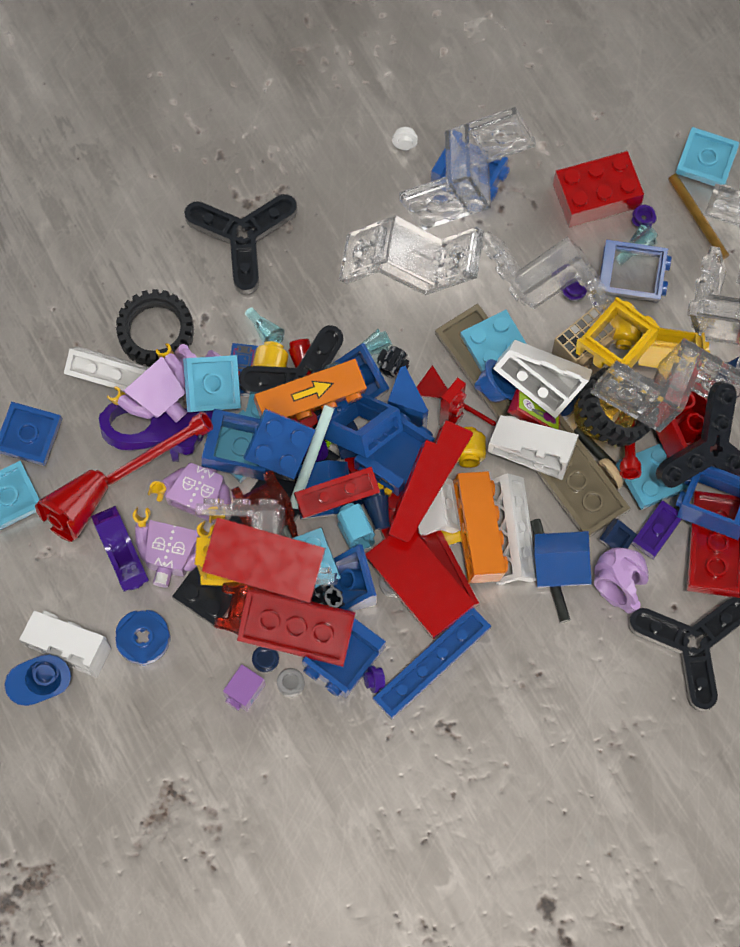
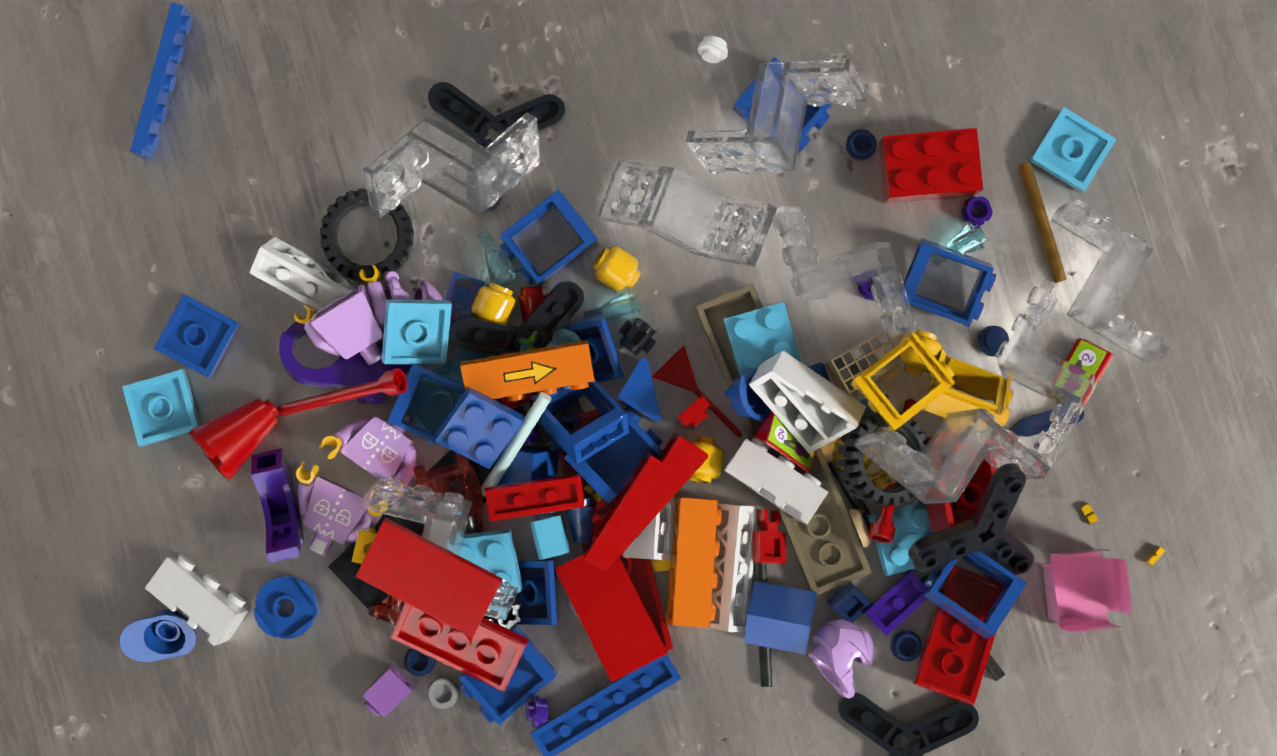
camera: 10 degrees right, 15 degrees up
(215, 254) = (452, 165): none -> clear bracket
(319, 282) = (573, 219): none -> blue window
(364, 314) = (616, 268): none -> yellow head
(538, 503) = (769, 544): none -> red plate
(539, 186) = (861, 144): none -> dark blue plate
(674, 563) = (906, 645): none -> dark blue plate
(679, 311) = (991, 339): none -> dark blue plate

